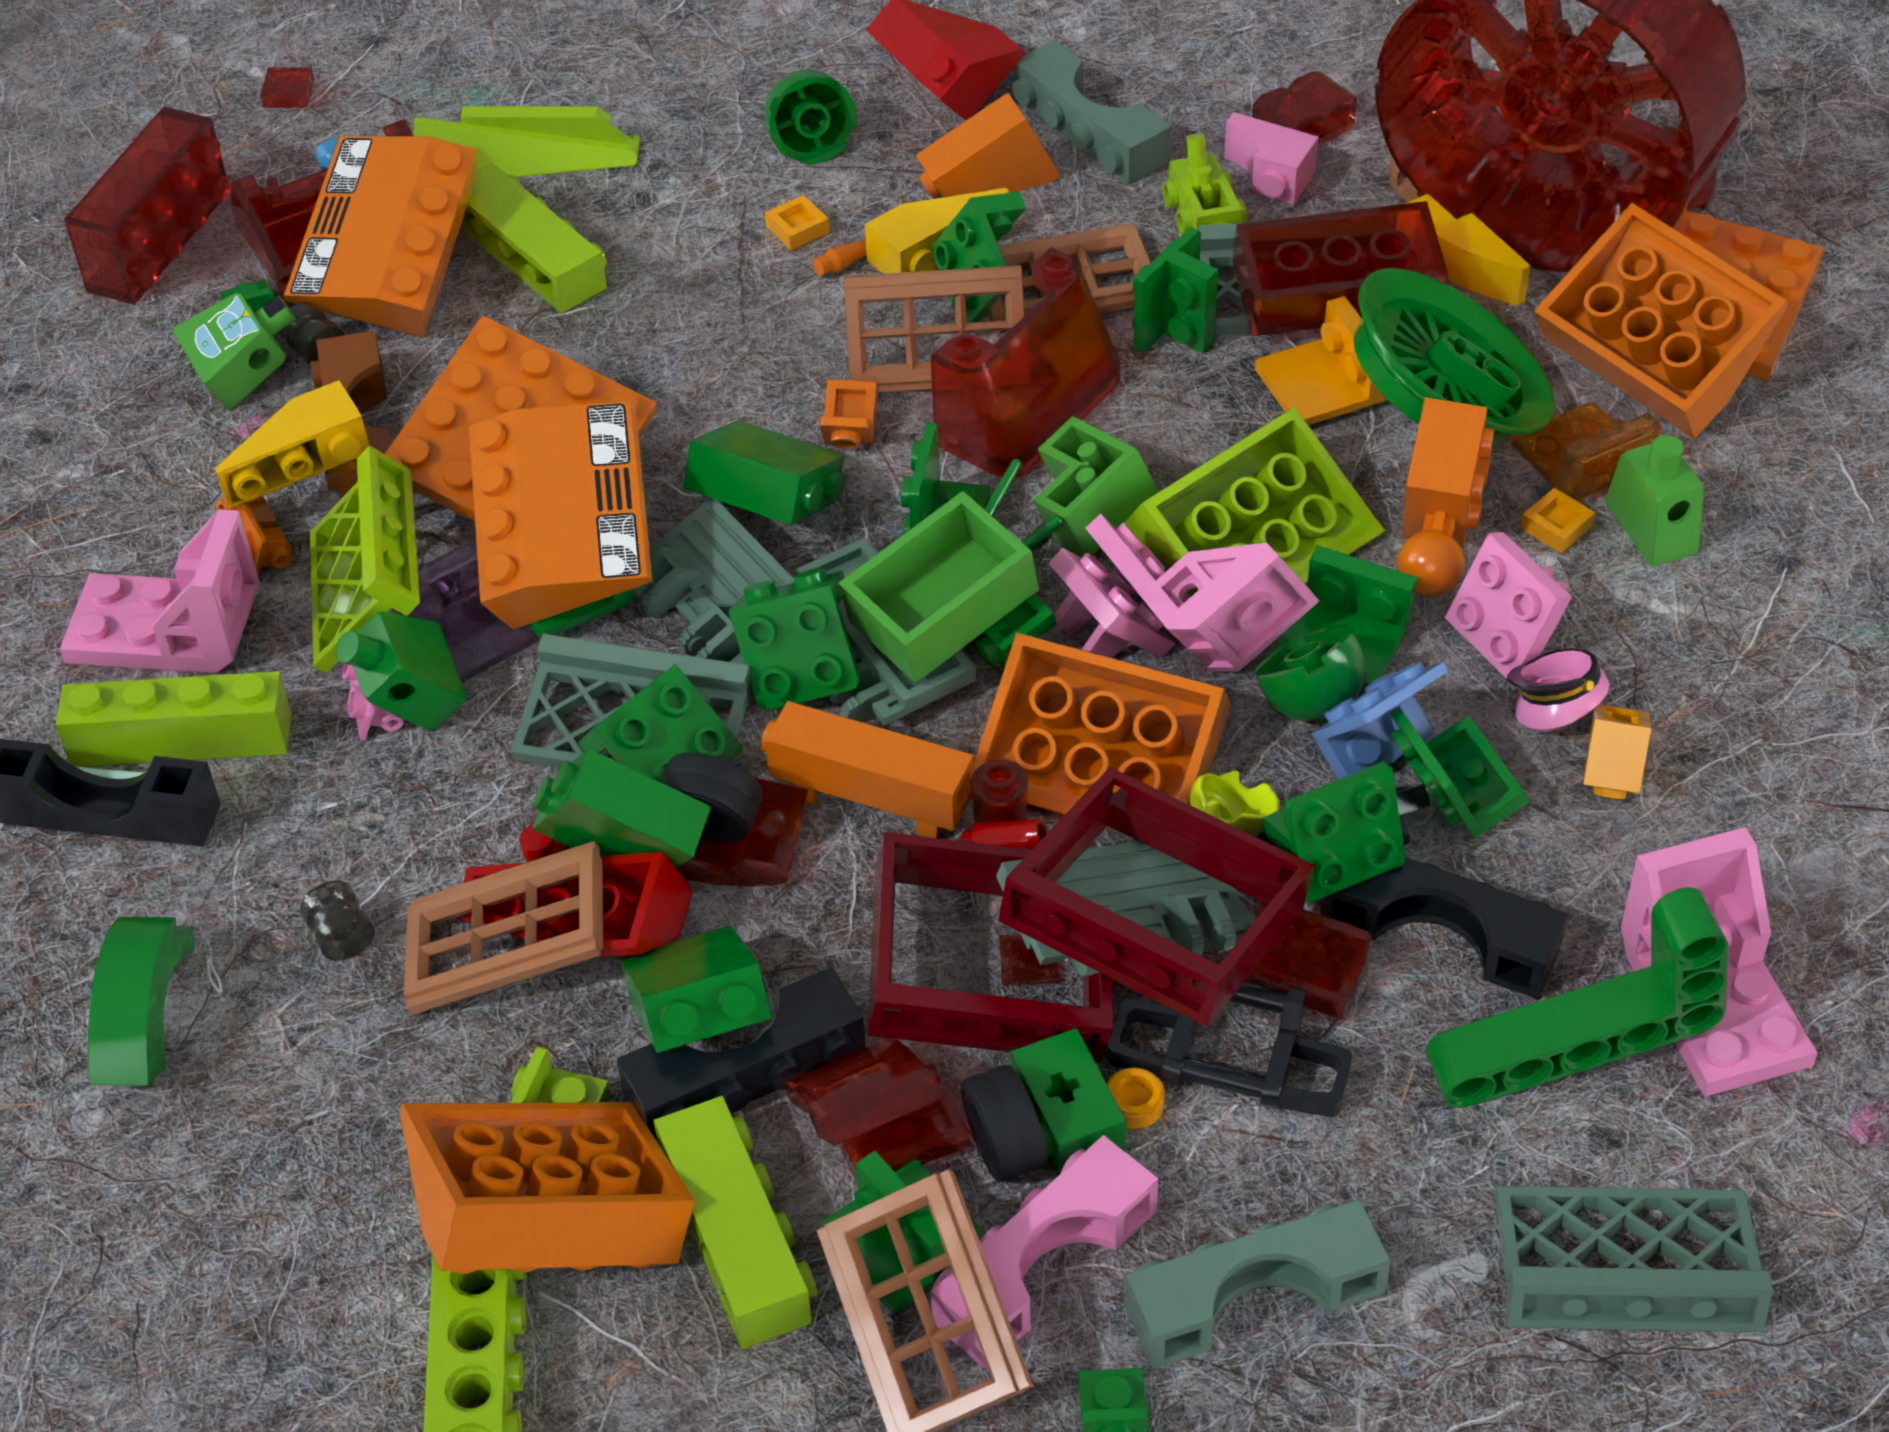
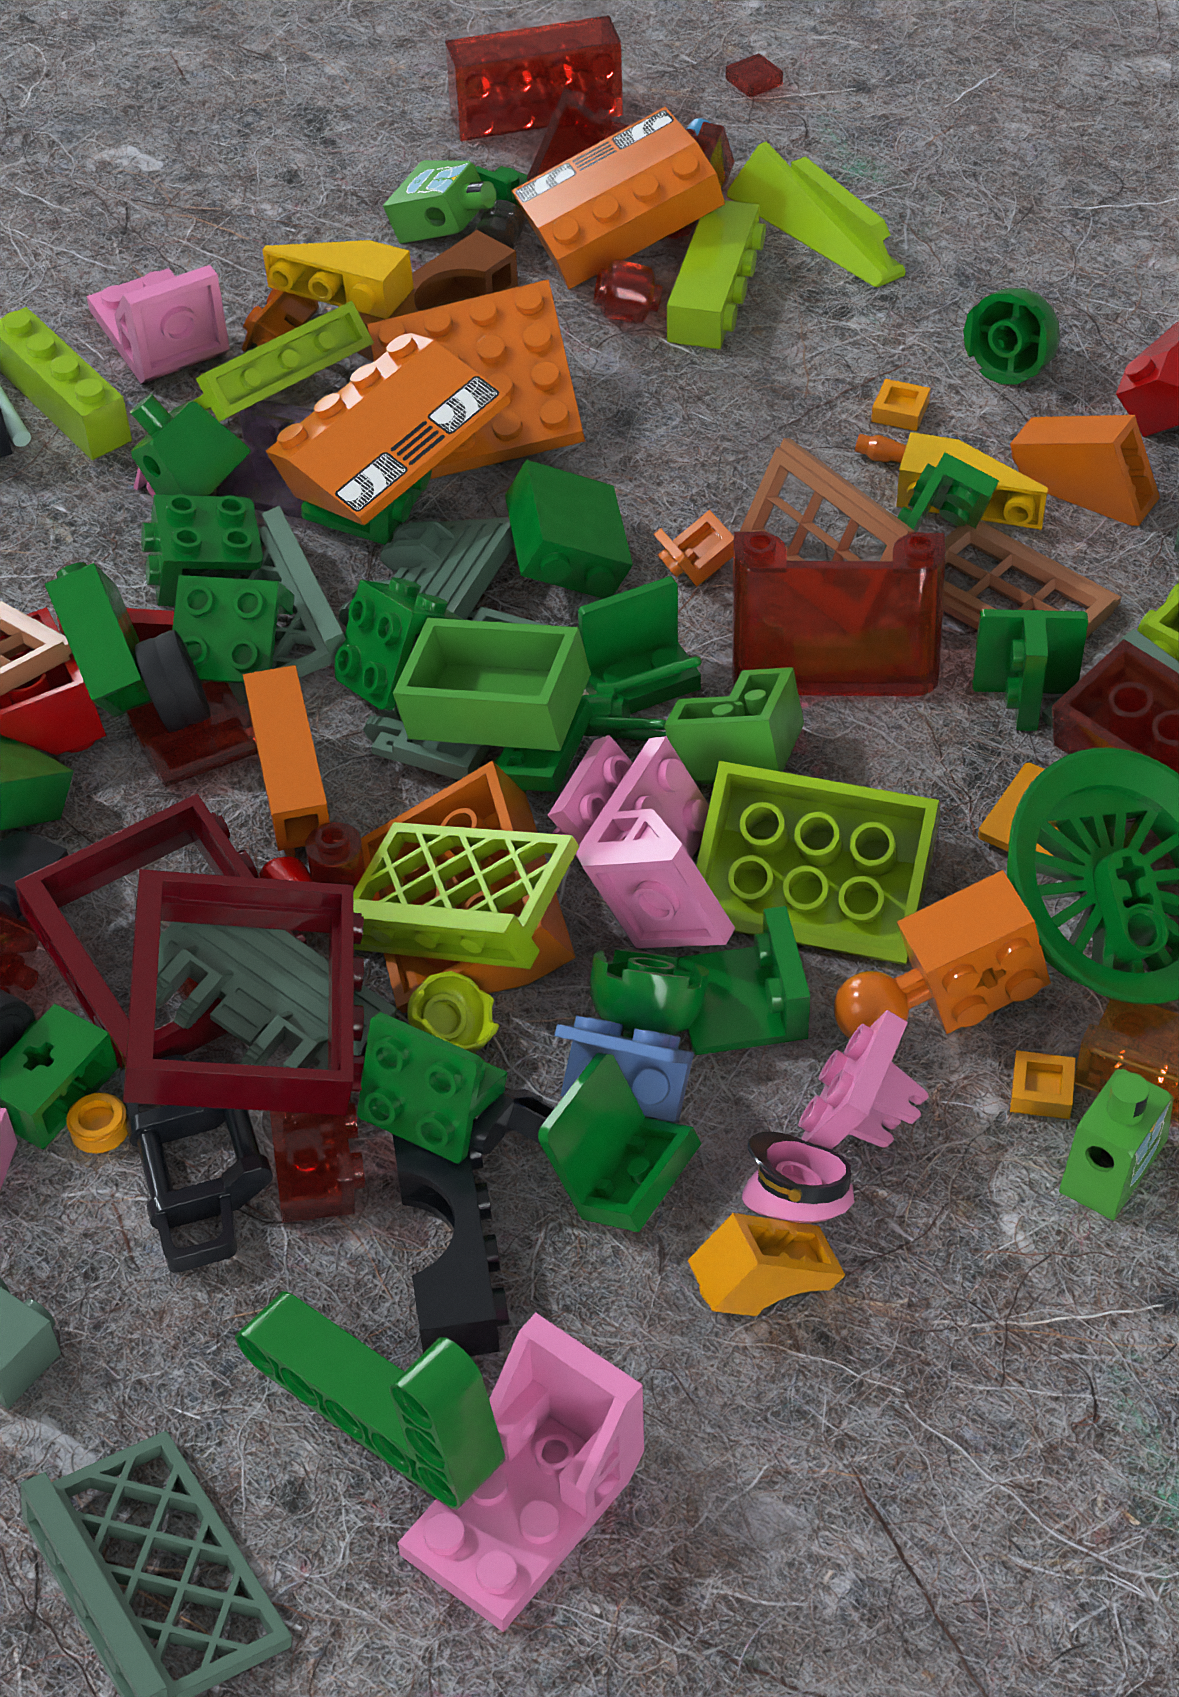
camera: 55 degrees right, 0 degrees up
(491, 292) = (627, 291): none -> clear red head
(509, 717) = (198, 535): none -> green bracket
(1163, 754) = (439, 928): none -> lime fence

